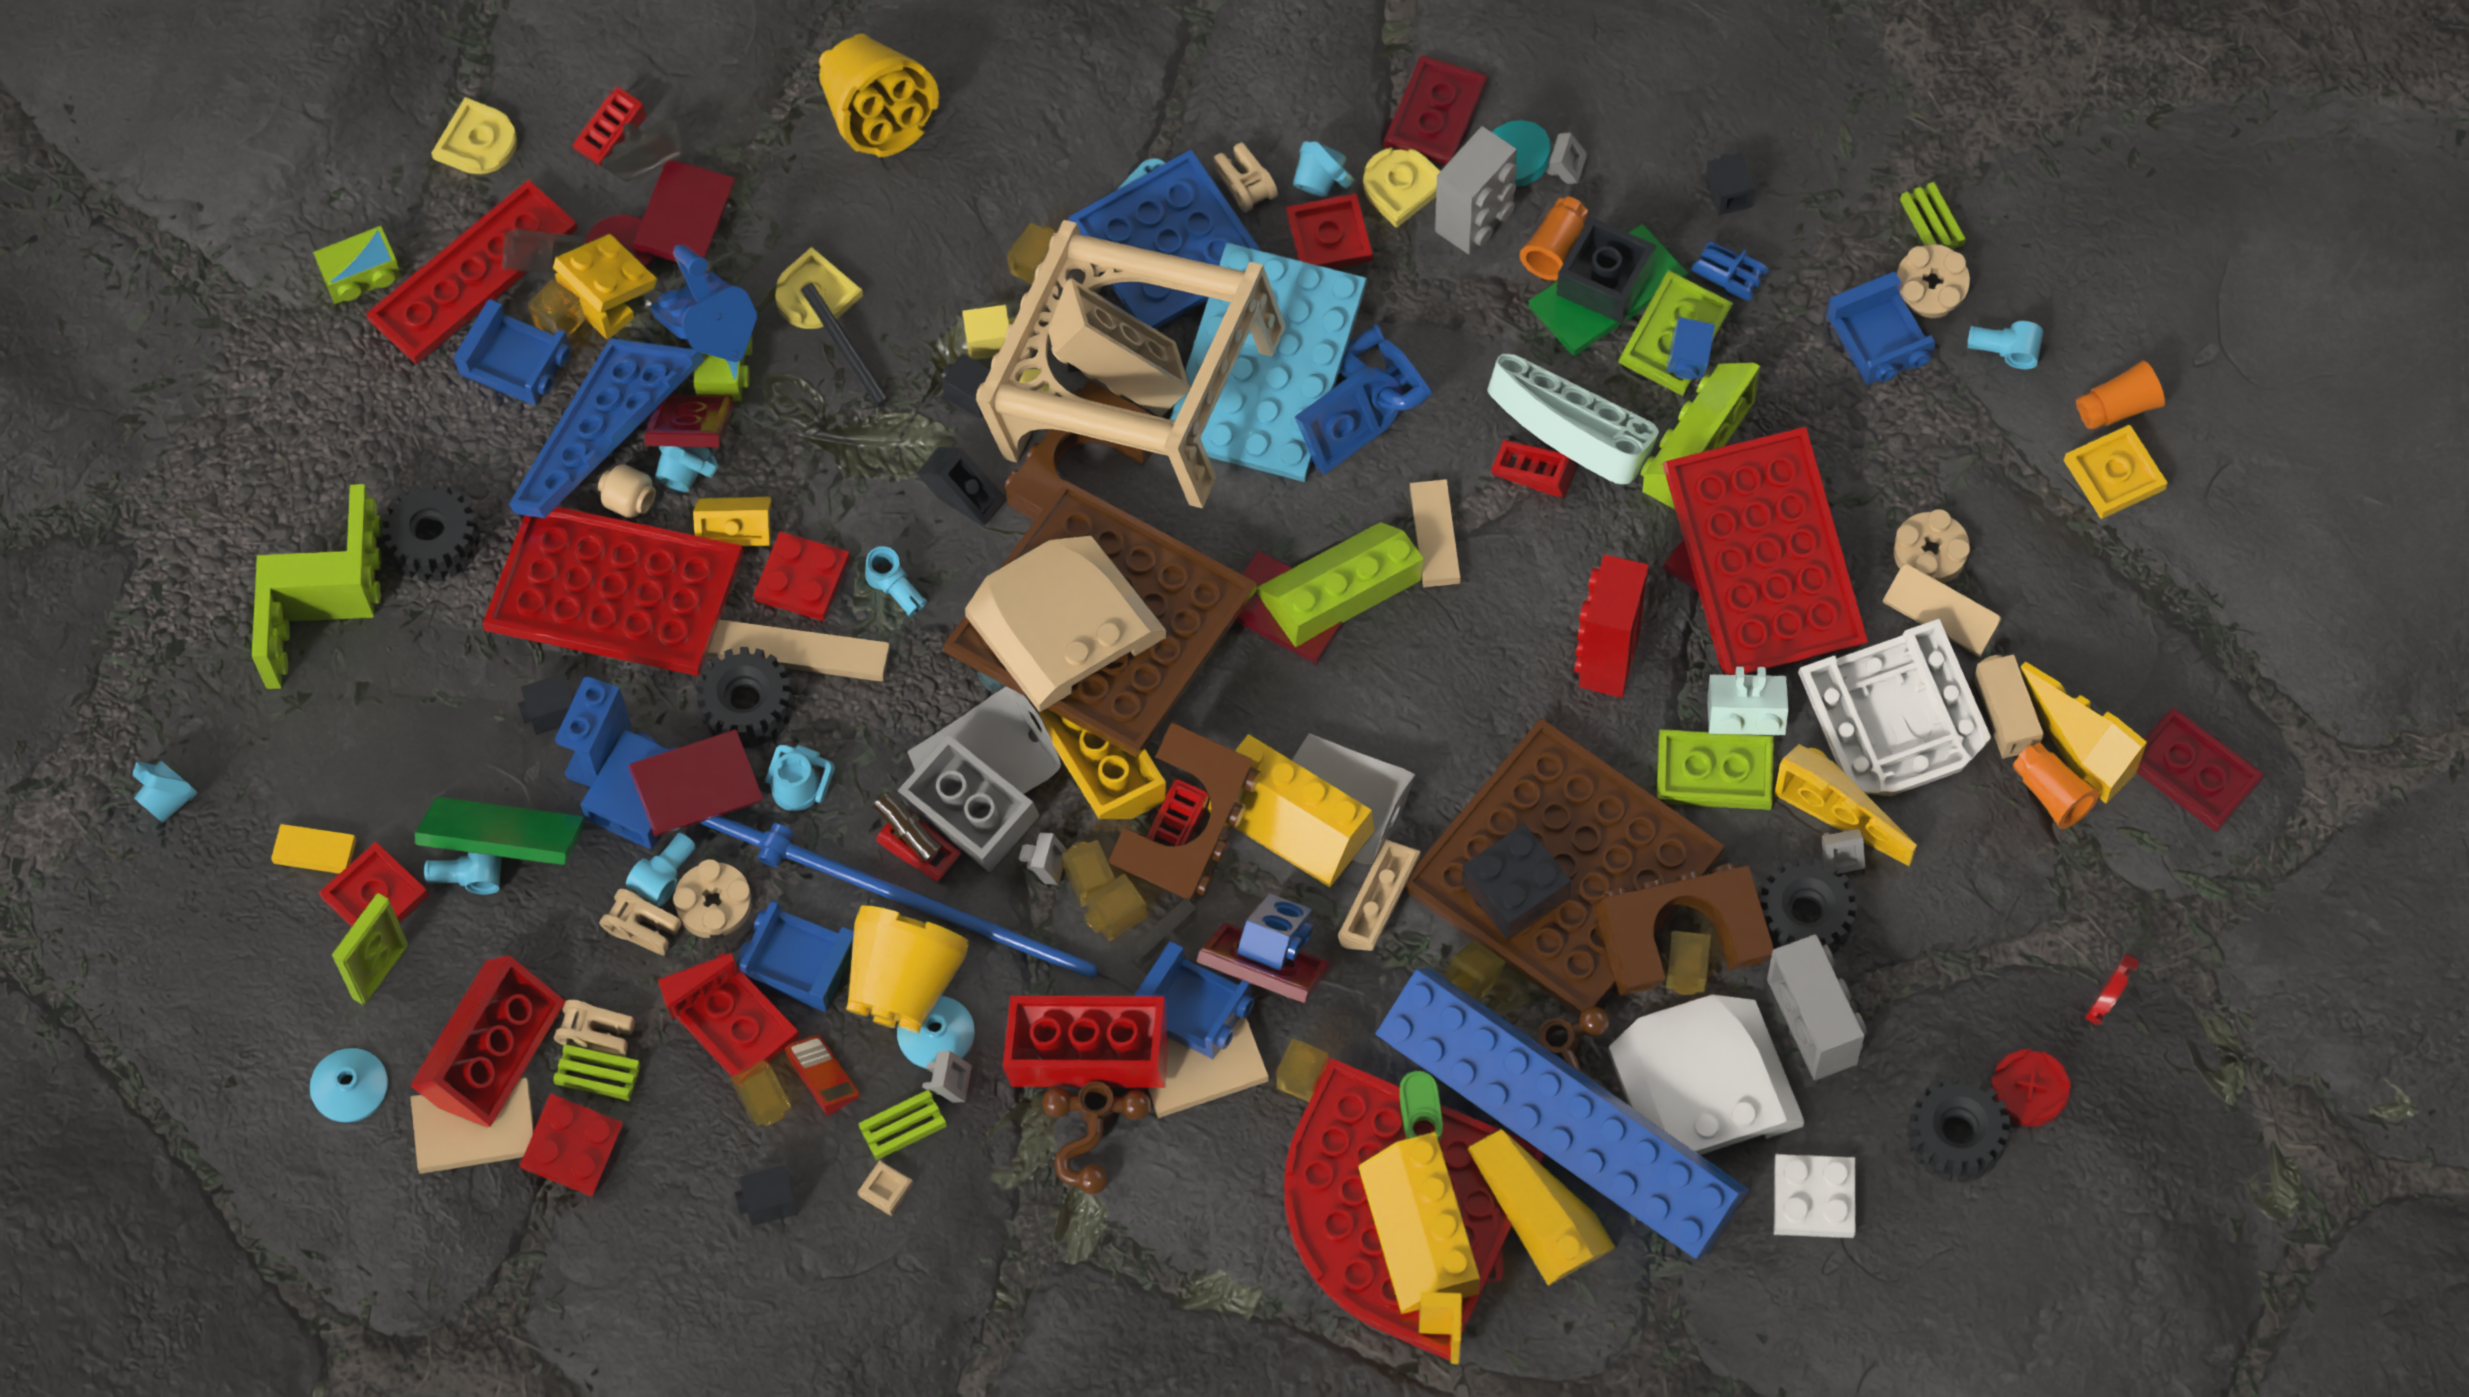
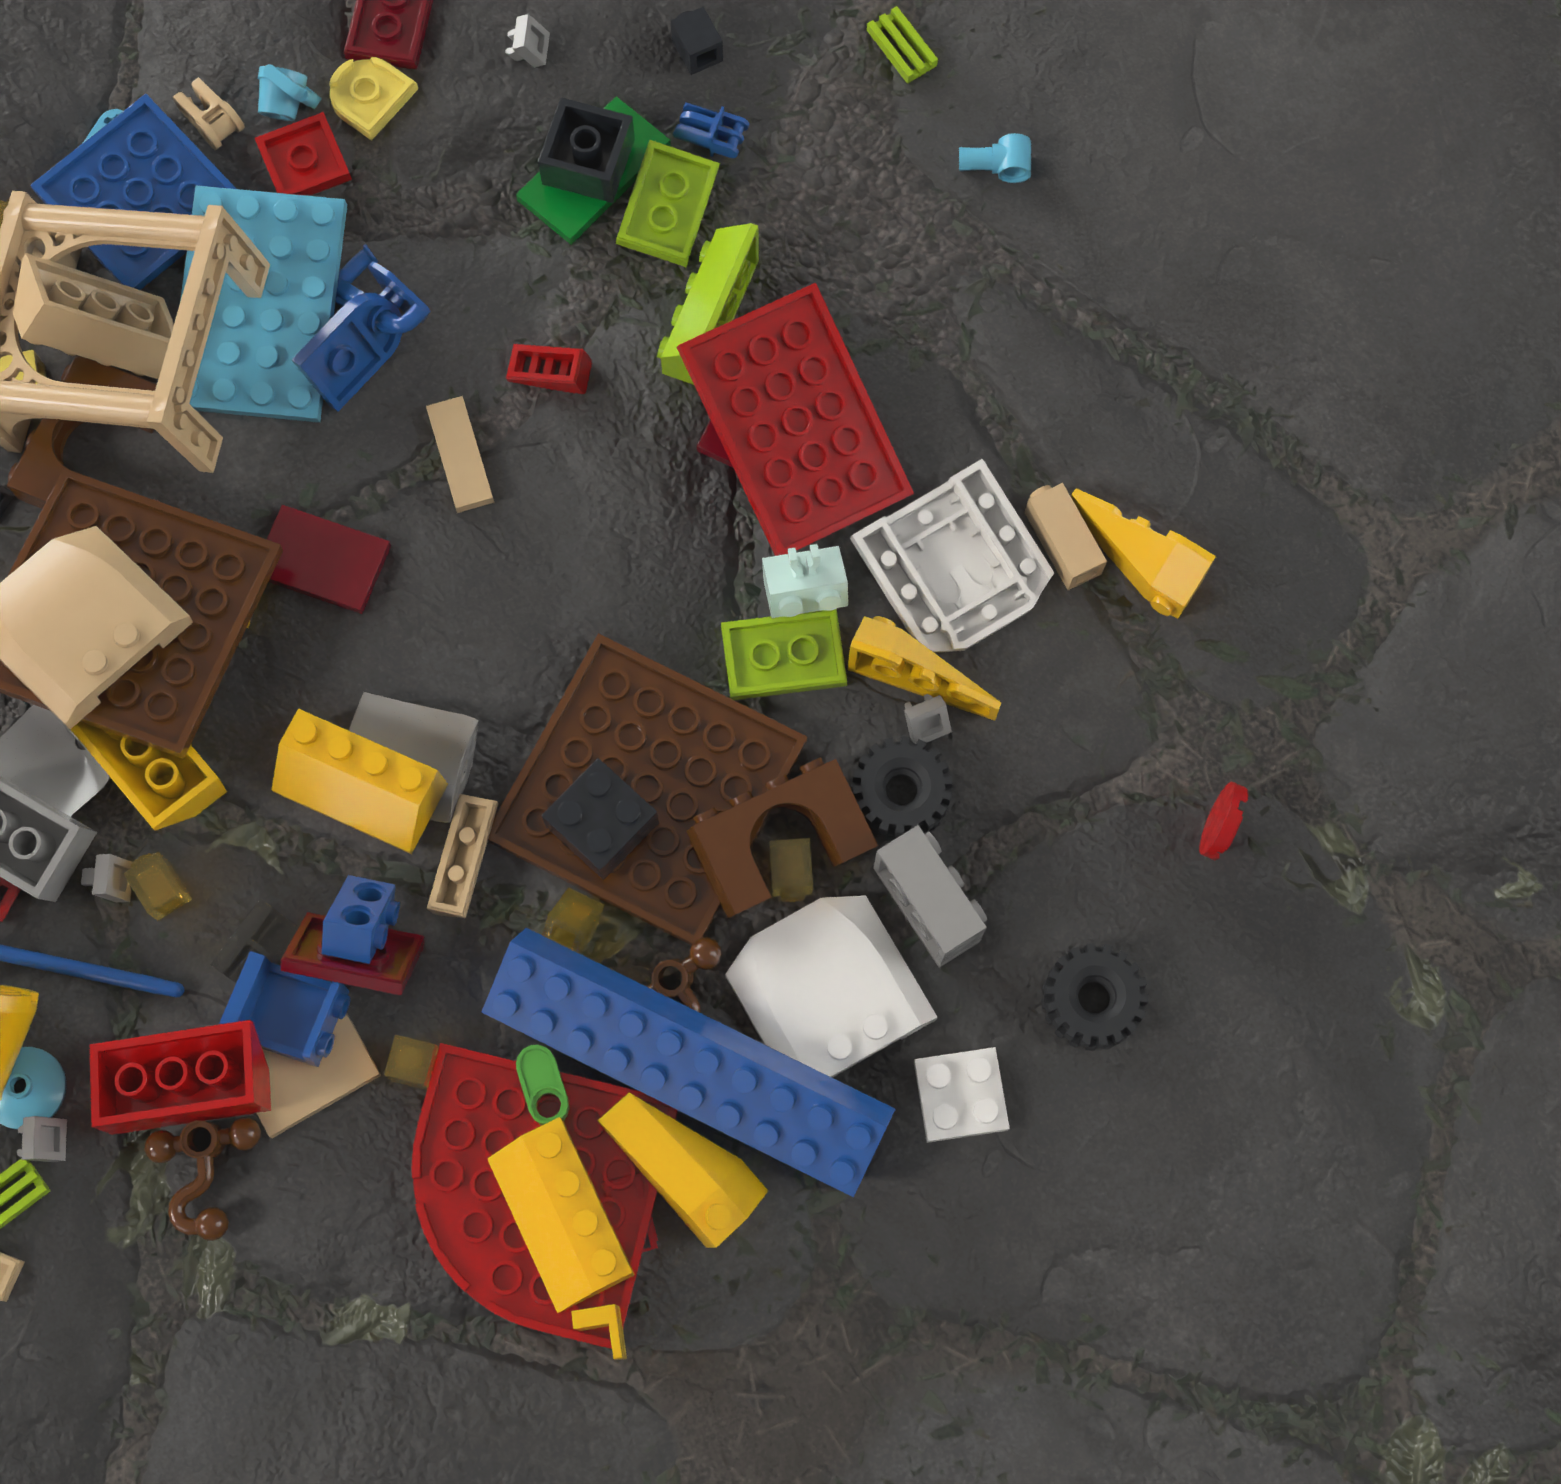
camera: 15 degrees left, 10 degrees up
(1115, 908) = (190, 920): clear yellow brick -> none
(1188, 867) = (280, 765): reddish brown arch -> none
(1189, 795) = (227, 810): red slope -> none
(1342, 582) = (372, 524): lime slope -> none
(1476, 191) = (441, 88): light grey brick -> none
(1532, 149) = (478, 44): teal tile -> none
(1554, 238) = (530, 125): orange plant -> none
(1573, 419) = (580, 311): light aqua beam -> none
(1610, 625) = (652, 526): red brick -> none
(1690, 348) = (685, 218): blue brick -> none
(1879, 329) = (869, 166): blue panel -> none
(1928, 600) = (971, 440): tan slope -> none
(1935, 528) = (963, 362): tan plate -> none
(1948, 266) = (897, 121): tan plate -> none
(2031, 1087) = (1158, 935): red tile -> none
(2055, 785) = (1126, 611): orange plant -> none
(2115, 471) = (1126, 273): yellow plate -> none
(2121, 397) = (1120, 195): orange plant -> none
(2196, 769) = (1262, 568): dark red tile -> none

